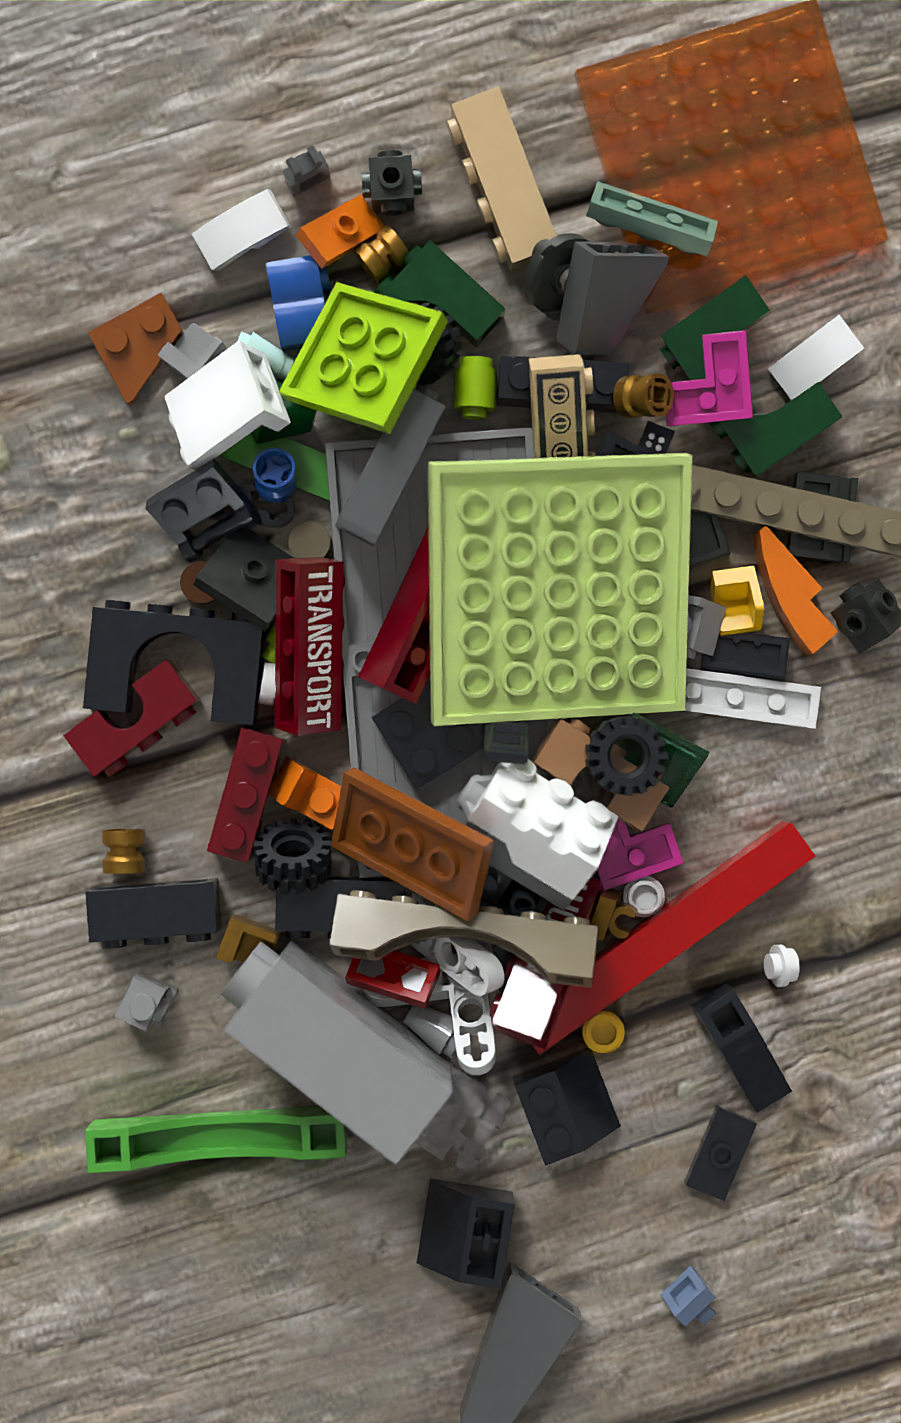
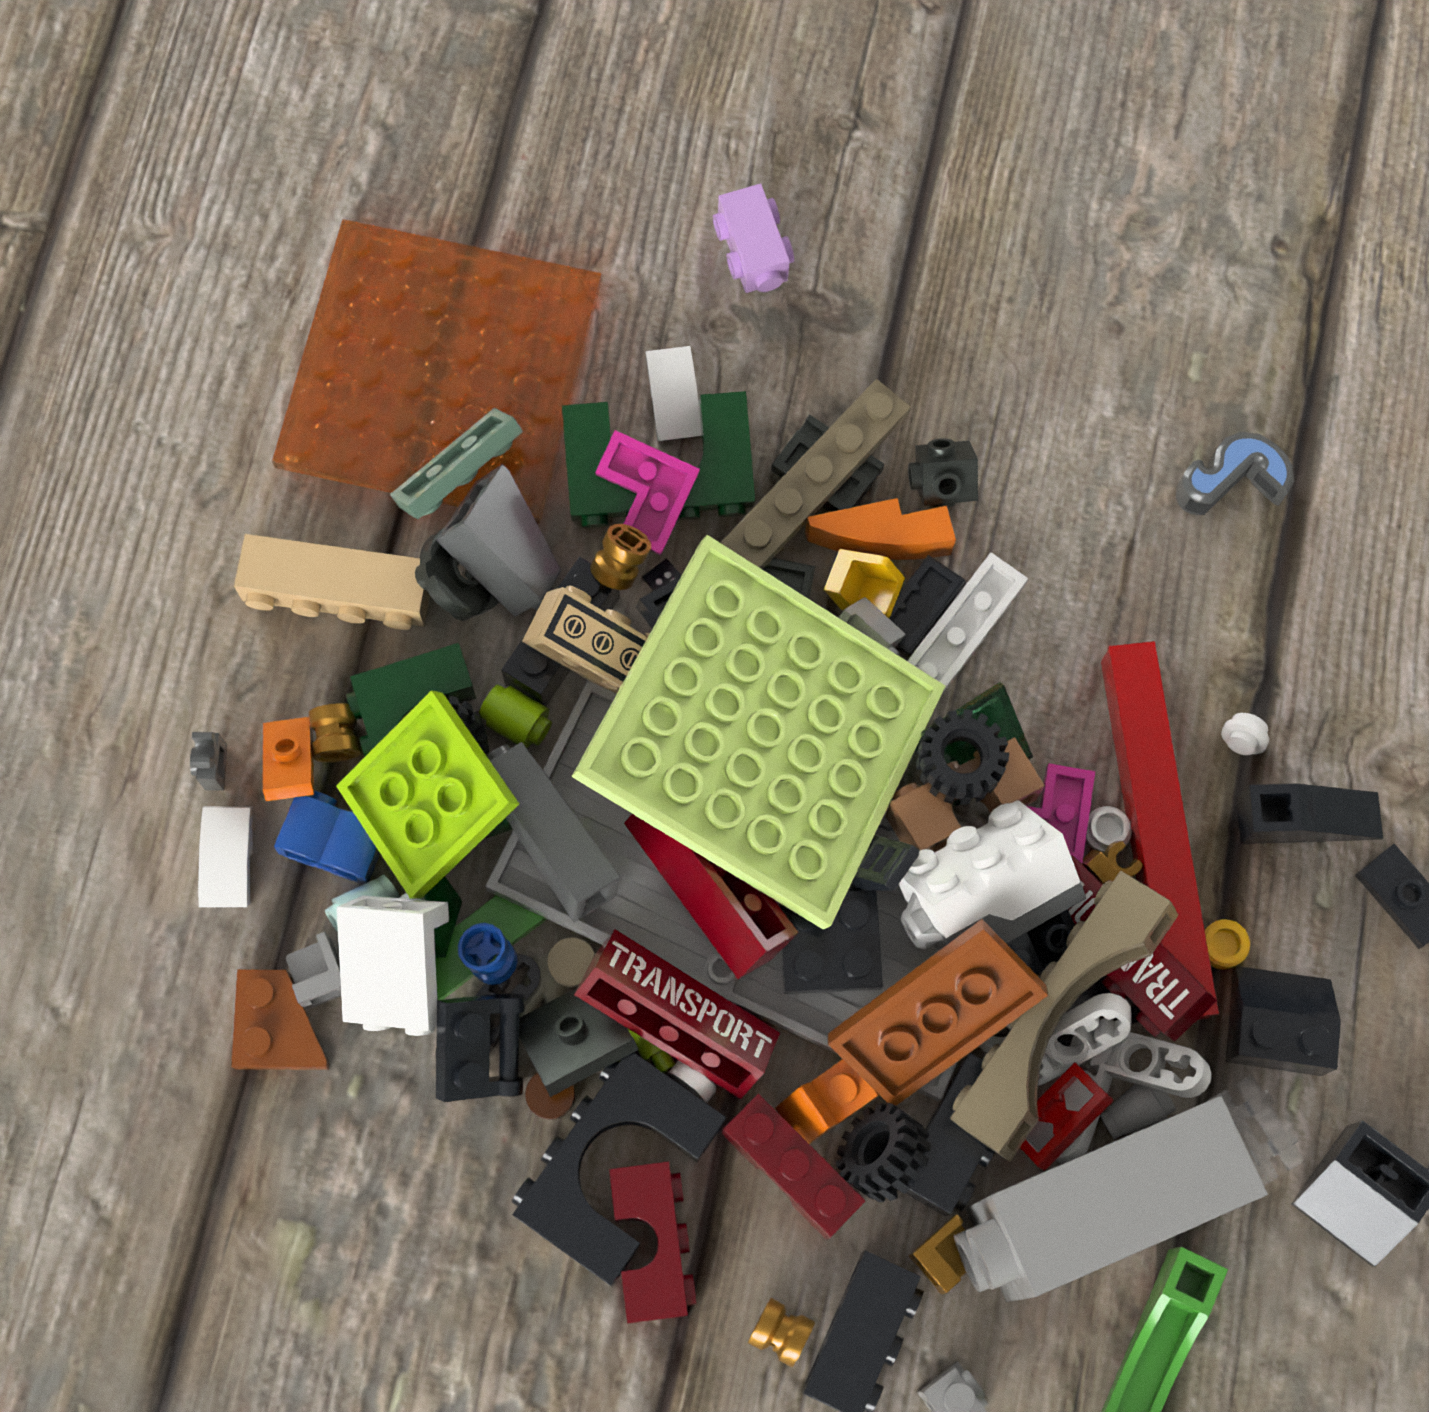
camera: 60 degrees left, 15 degrees down
(396, 197) = (280, 697): pearl dark grey brick -> none

